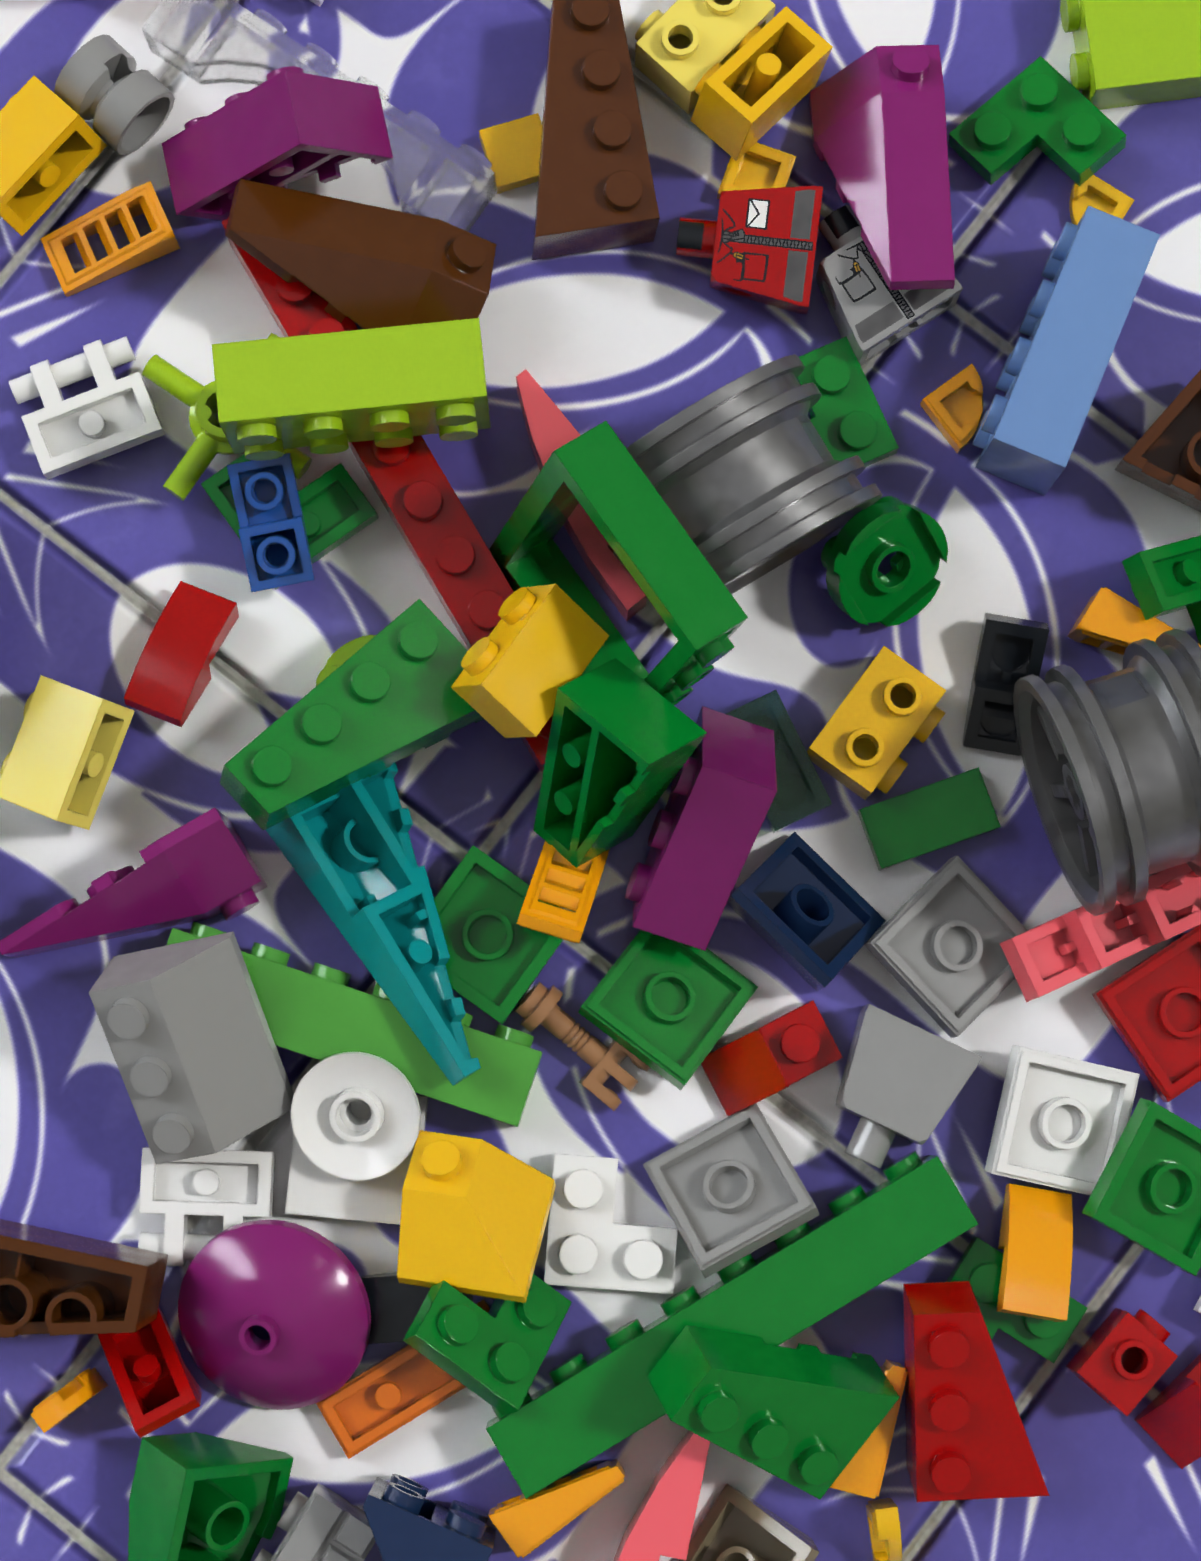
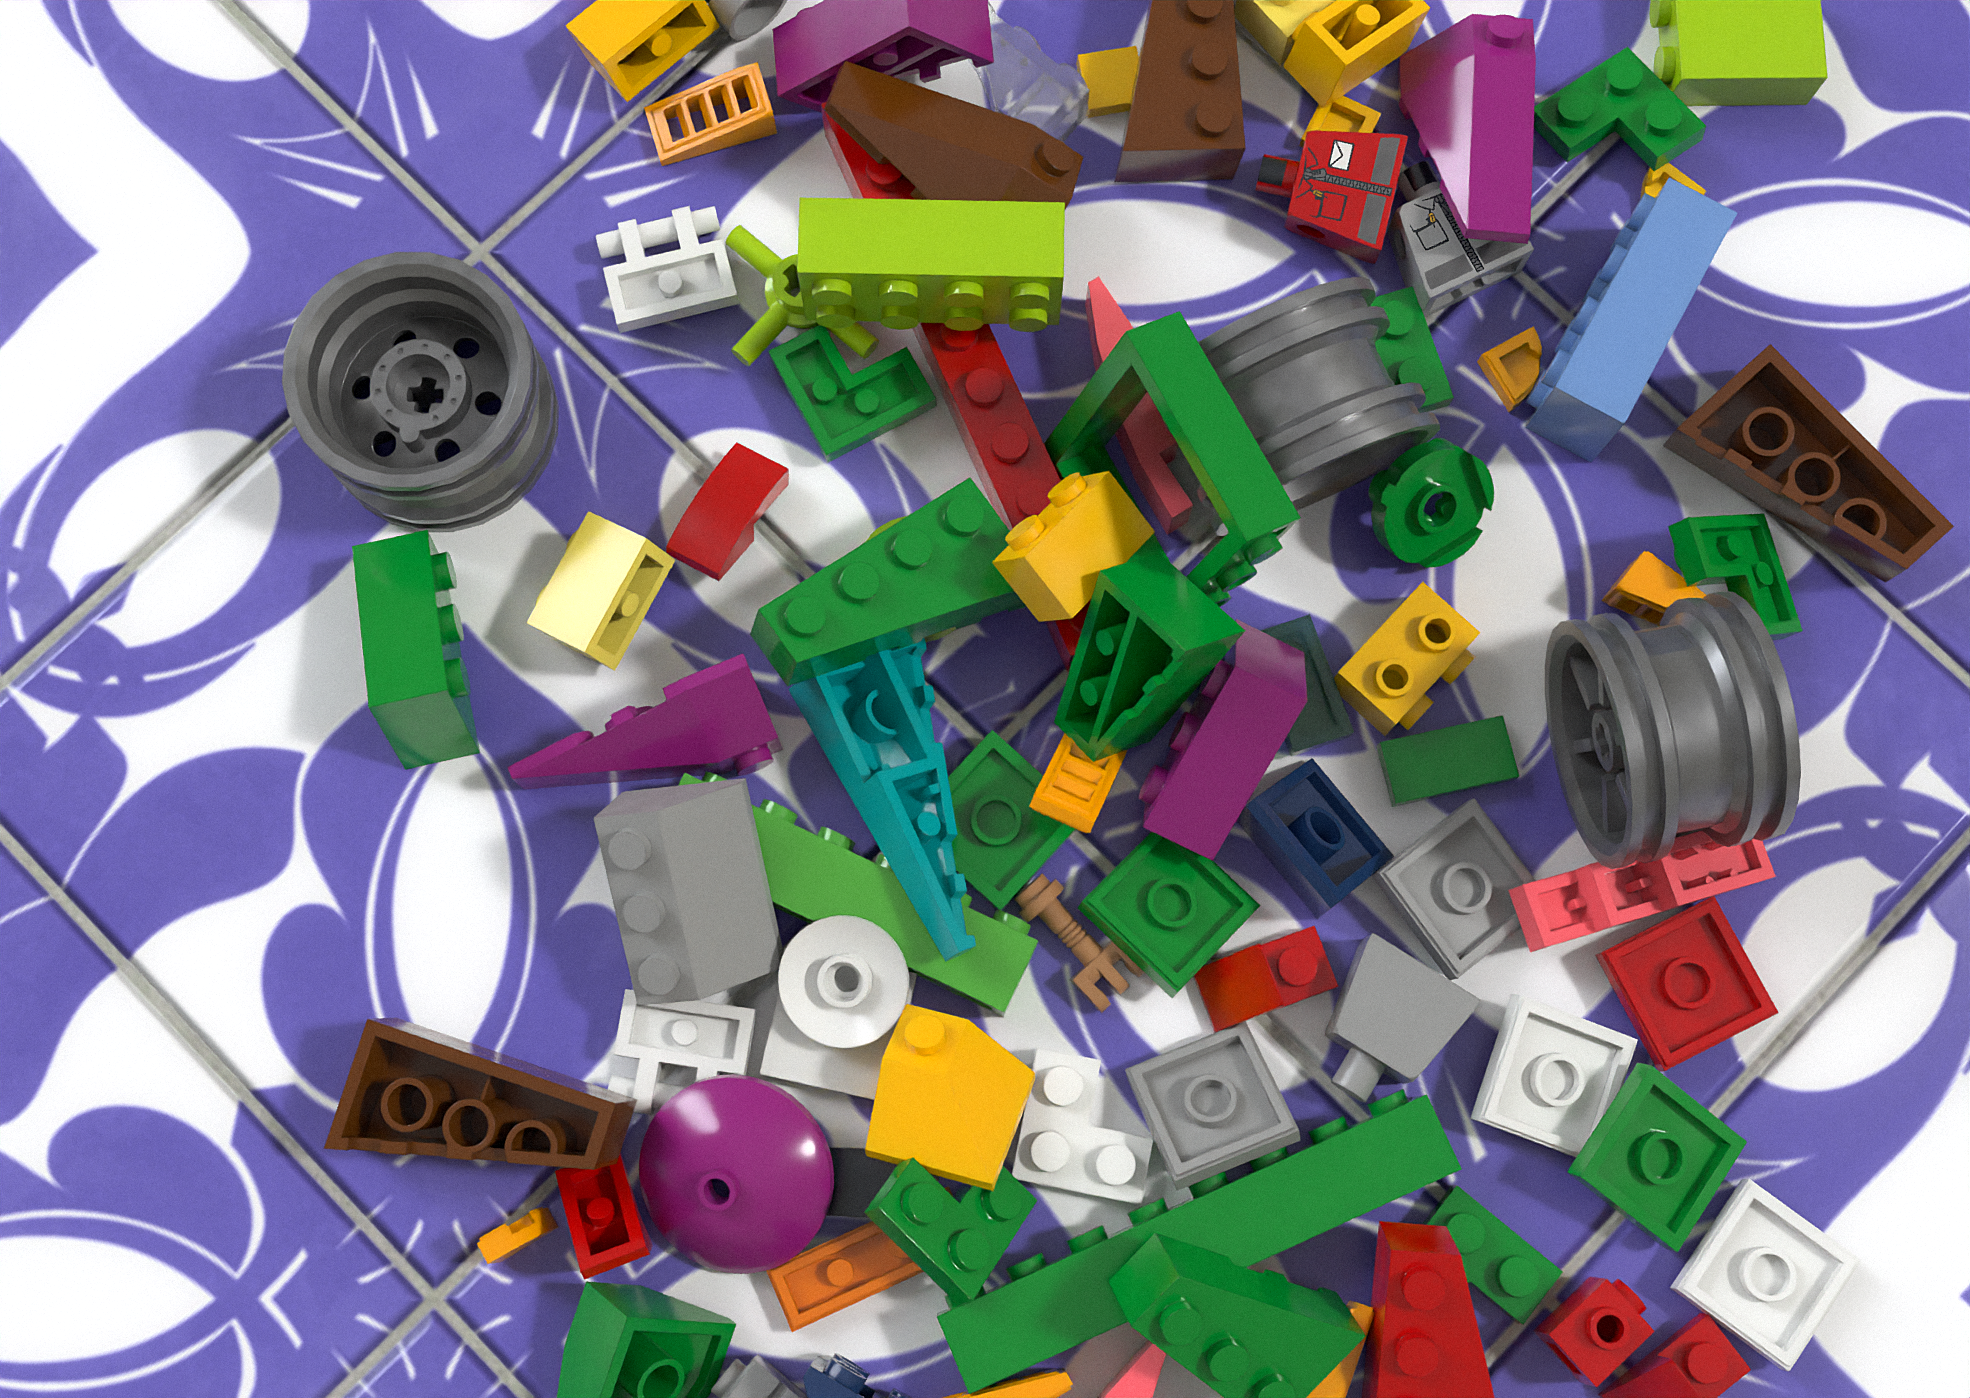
camera: 10 degrees right, 5 degrees down
(271, 523) = (832, 393): blue slope -> none
(1005, 653) = (1536, 609): black slope -> none
(1036, 1253) = (1517, 1208): light orange slope -> none

